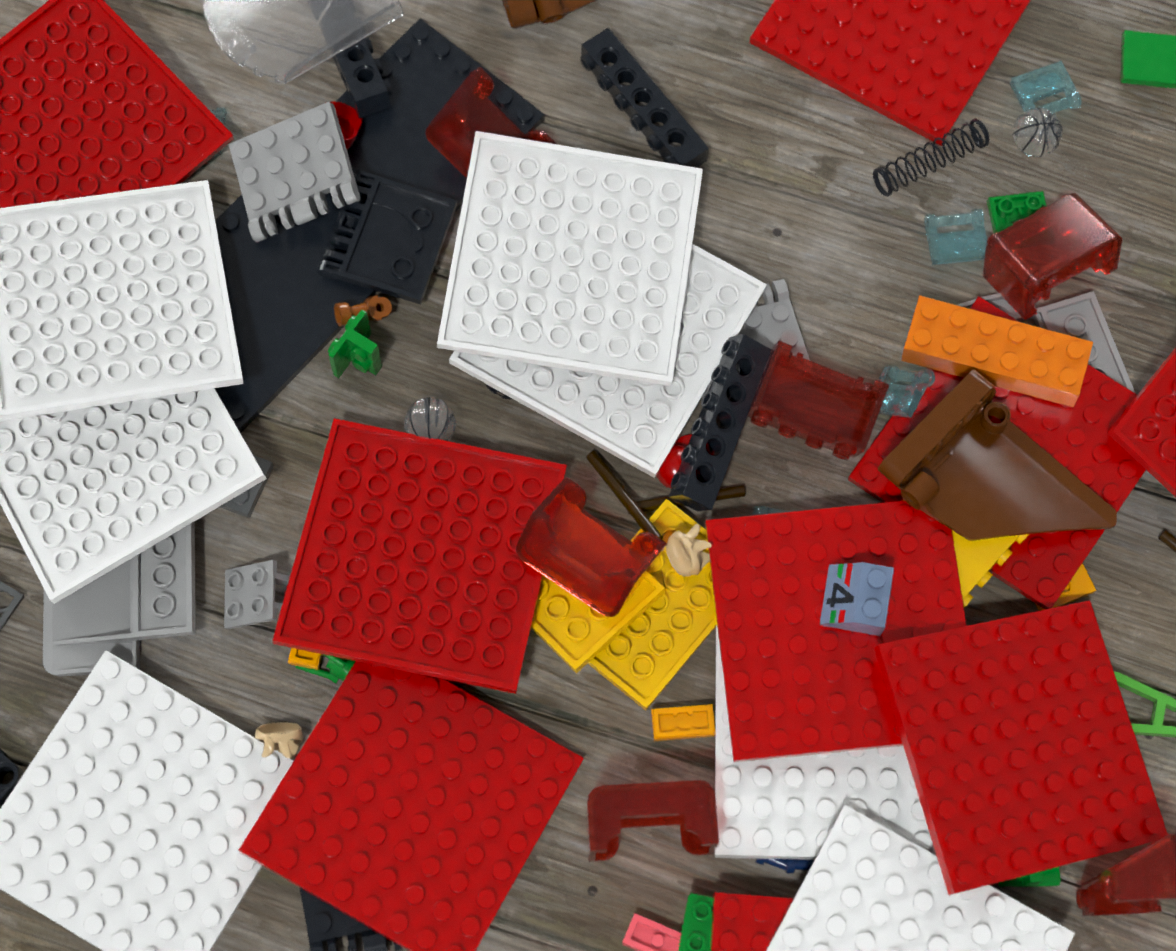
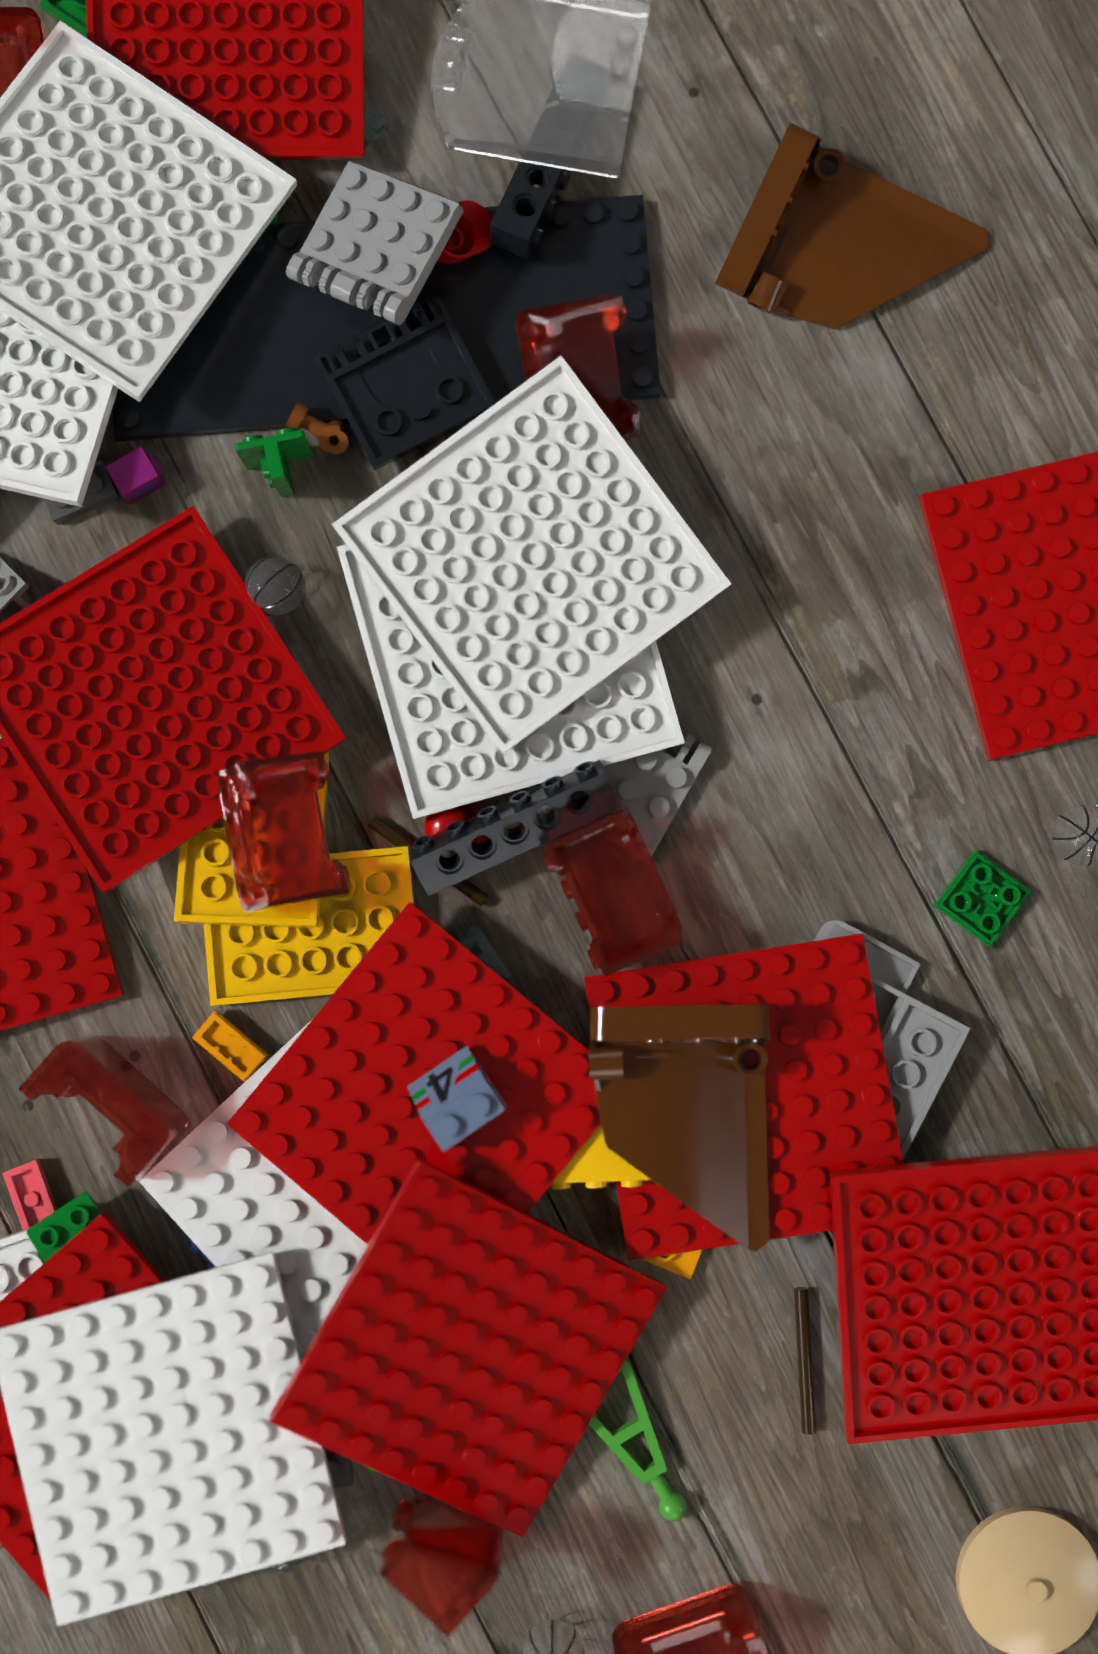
camera: 45 degrees right, 15 degrees up
(274, 439) = (136, 474): none -> magenta brick
(607, 48) = (777, 381): black brick -> none
(622, 494) = (374, 810): dark brown bar -> none
(686, 552) = (371, 912): tan piece -> none
(904, 399) = (691, 957): clear light blue plate -> none
(956, 246) = (901, 866): clear light blue plate -> none
(979, 143) = (895, 743): black piece -> none
(1000, 349) = (817, 1003): orange brick -> none
(1047, 251) = (967, 958): clear red windscreen -> none

